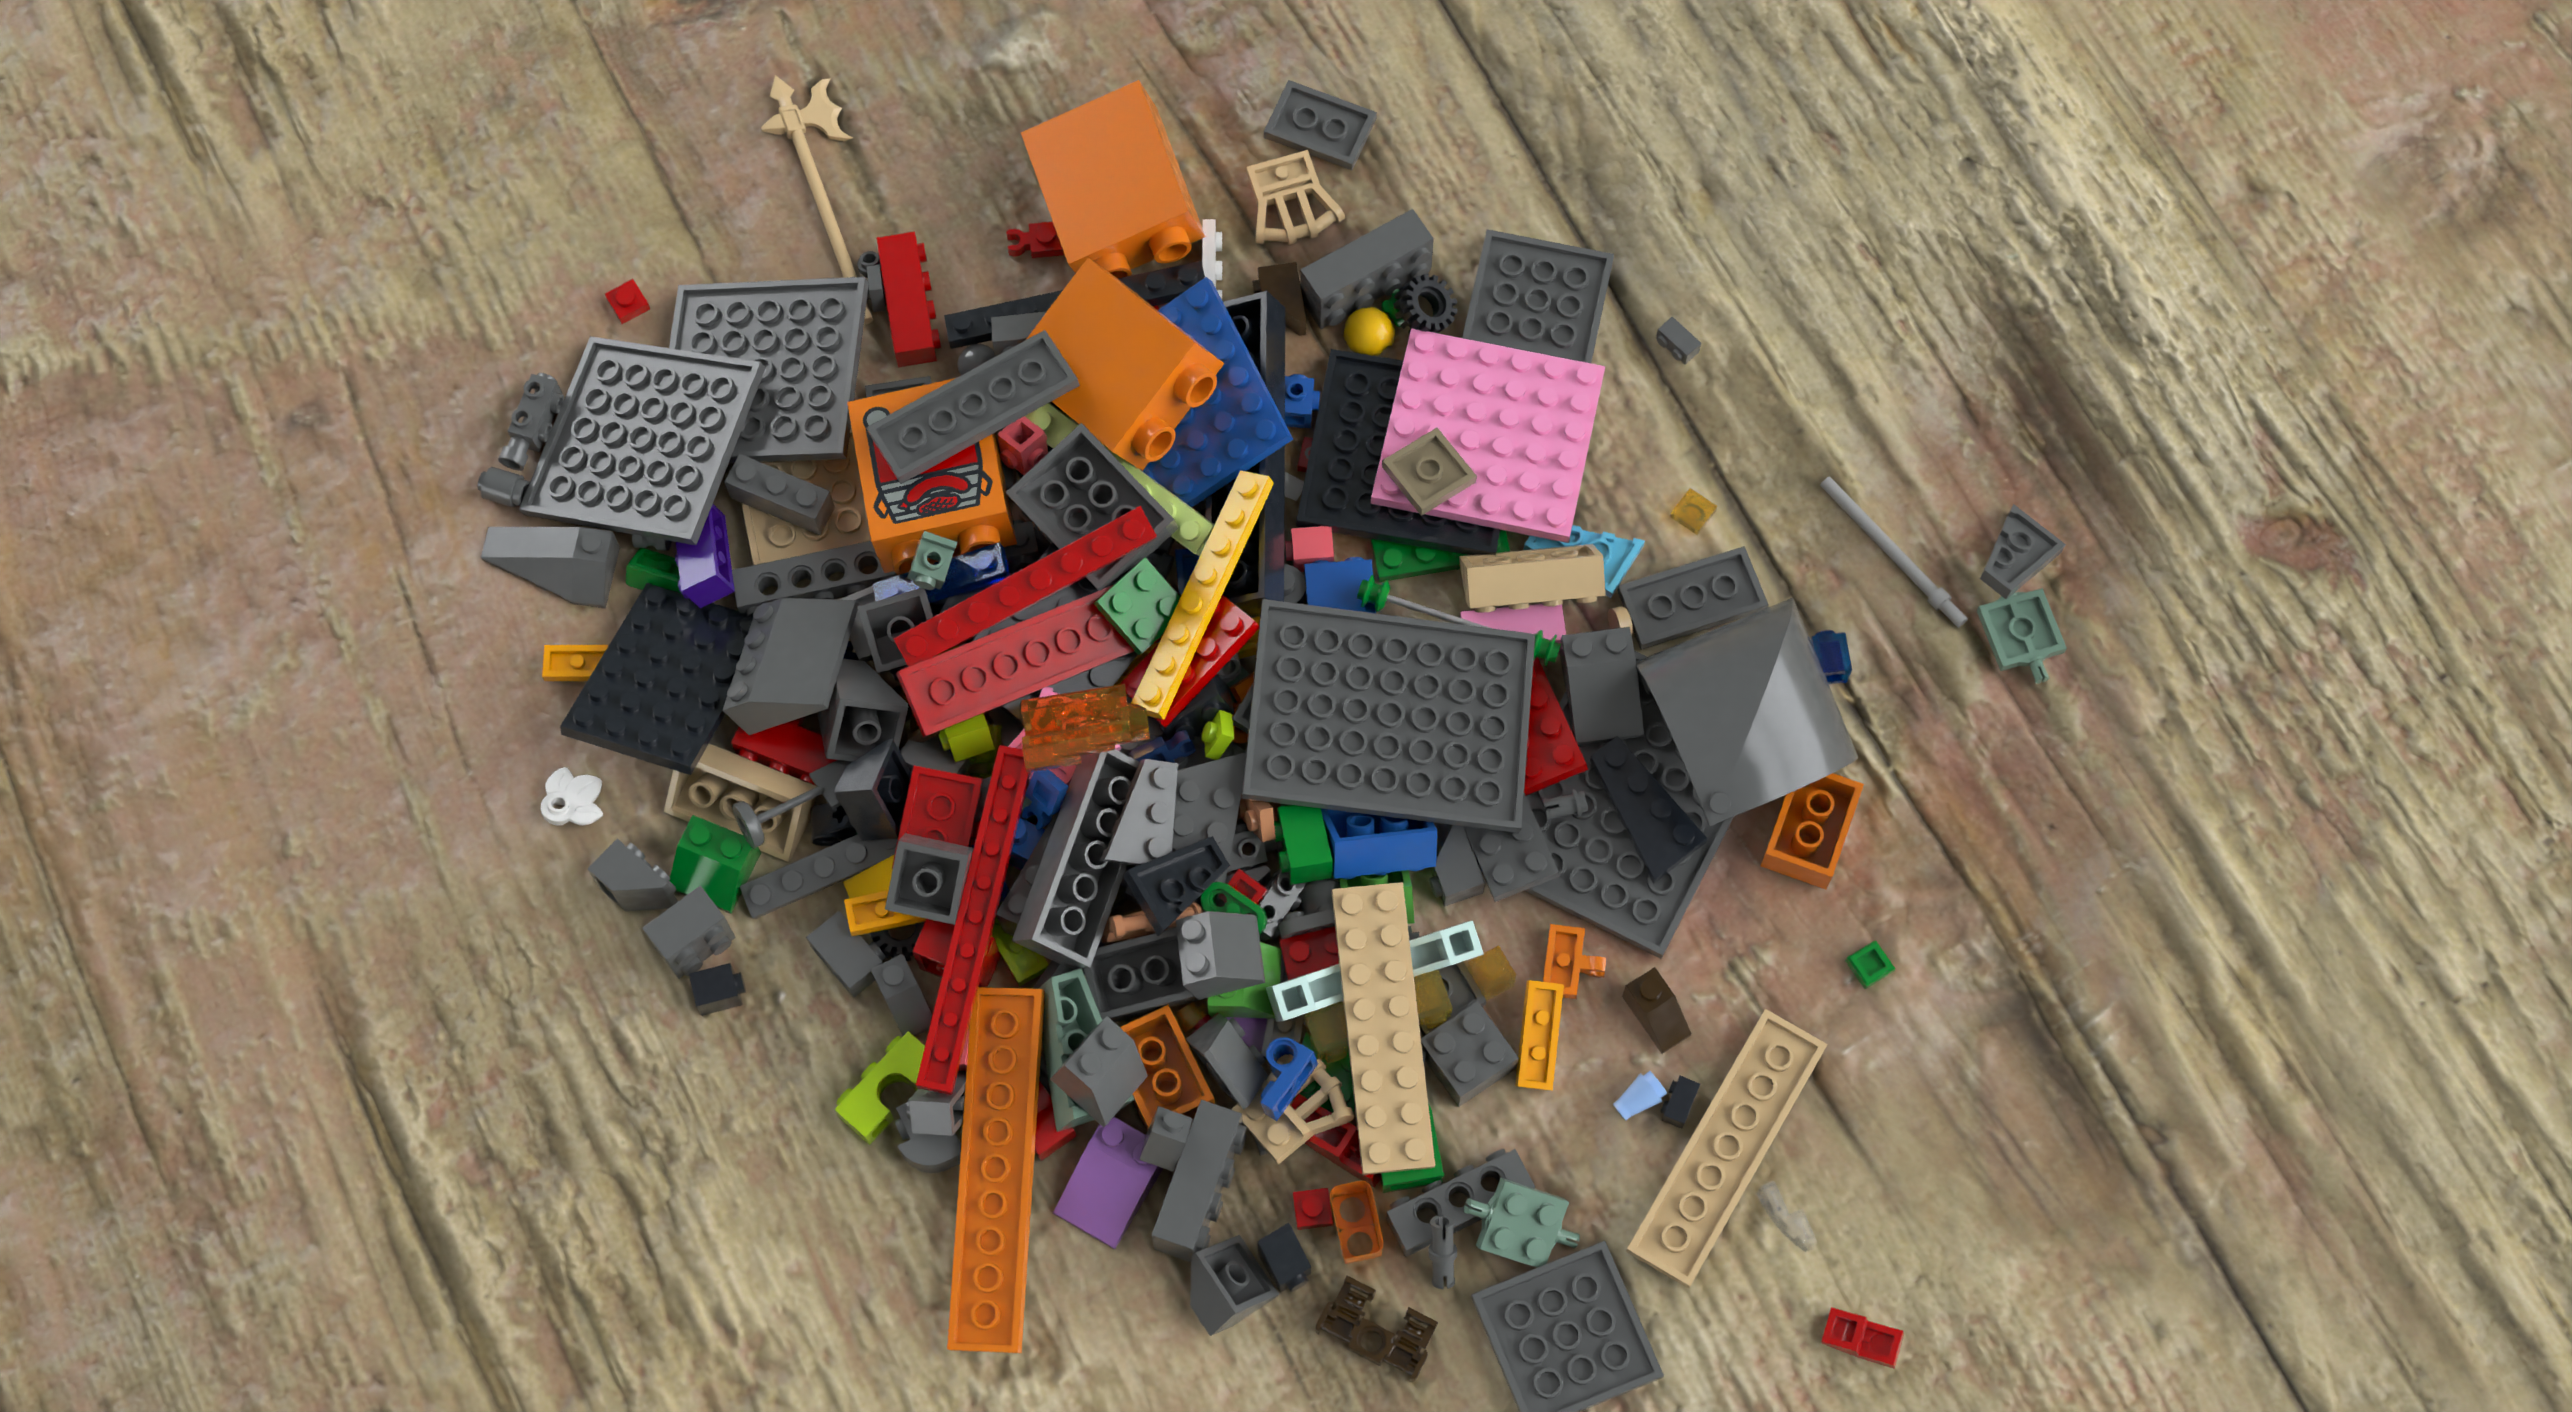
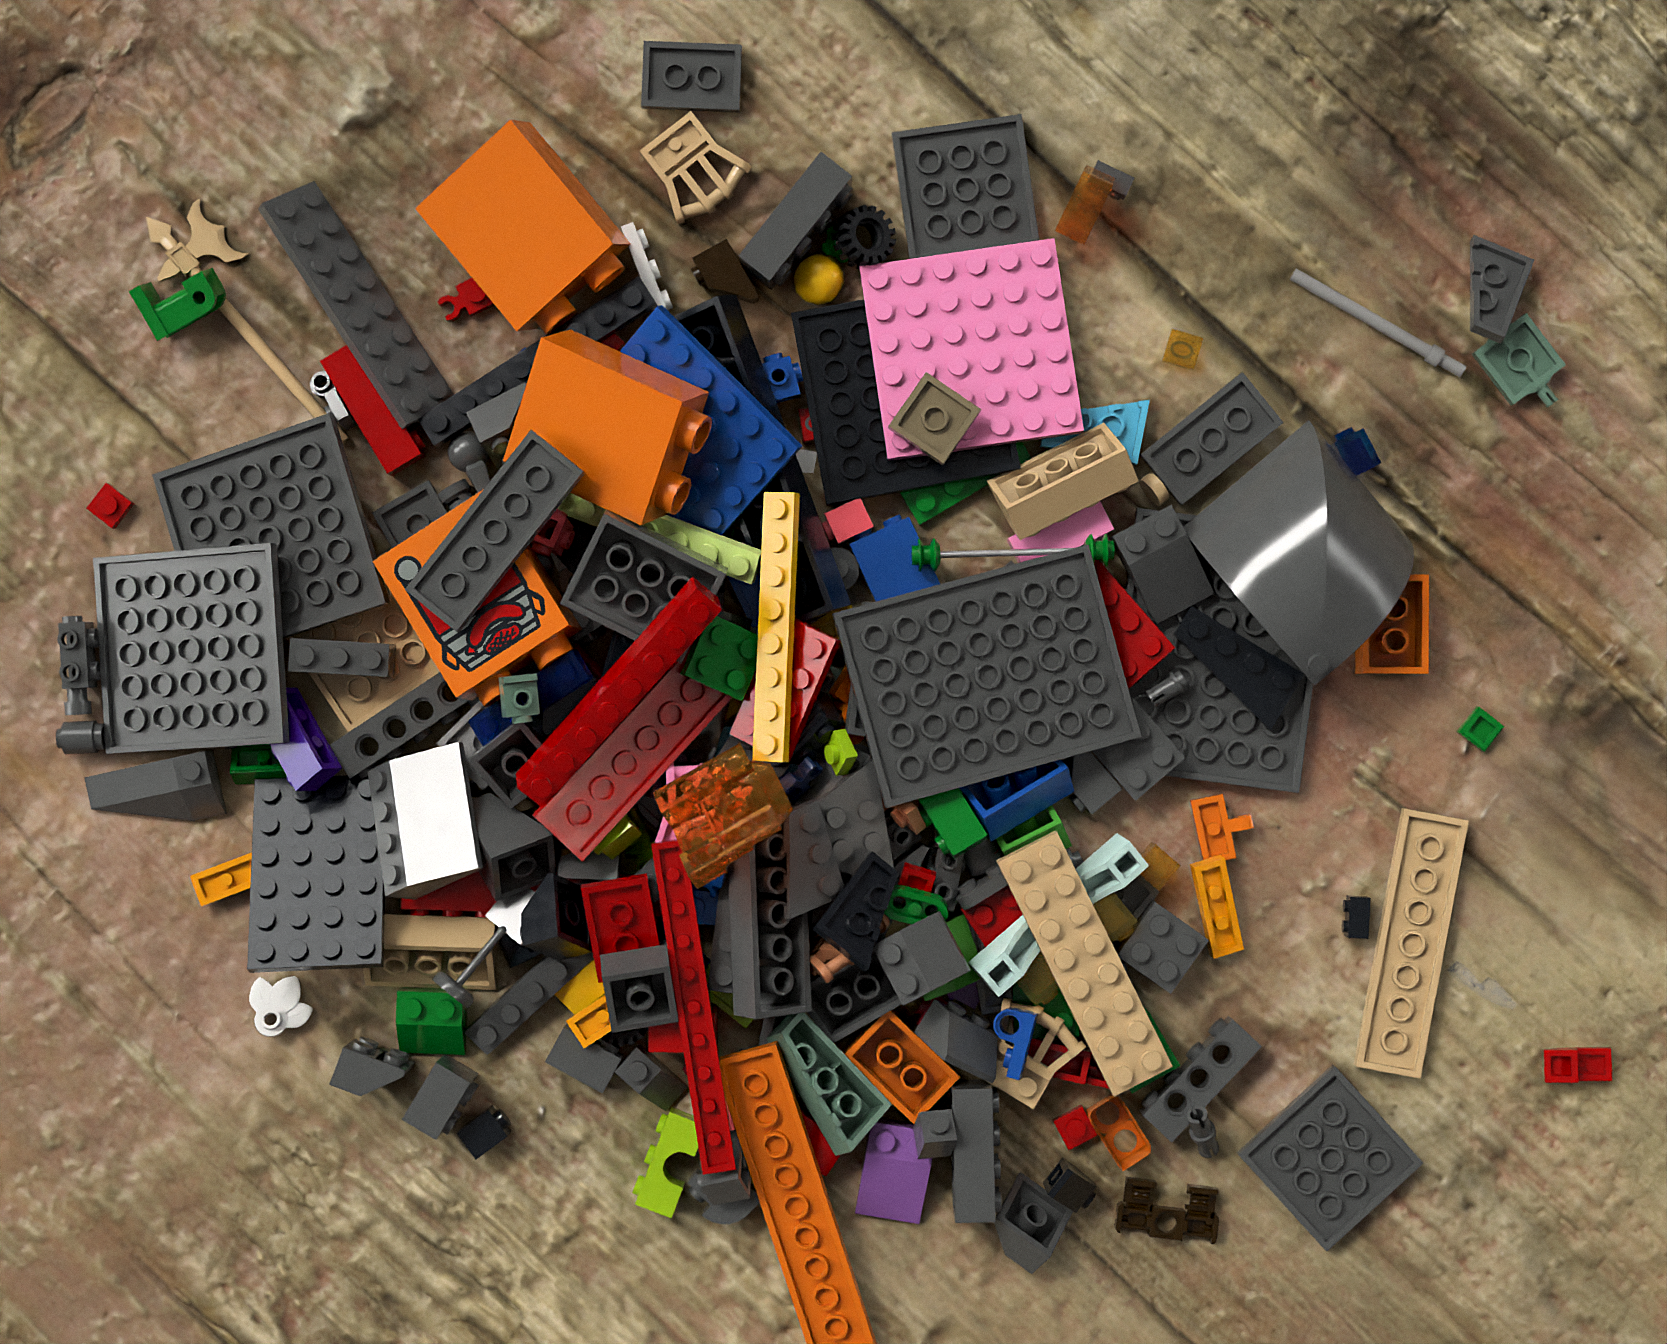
camera: 20 degrees left, 20 degrees up
(776, 155) = (181, 308): none -> green piece
(931, 203) = (356, 303): none -> dark grey plate
(1102, 1071) = (857, 1101): dark grey slope -> none
(1521, 1223) = (1260, 1081): sand green plate -> none
(1640, 1095) = (1321, 924): light blue cone -> none
(1645, 346) = (1085, 204): none -> clear orange brick
(1657, 1010) = (1309, 843): dark brown slope -> none

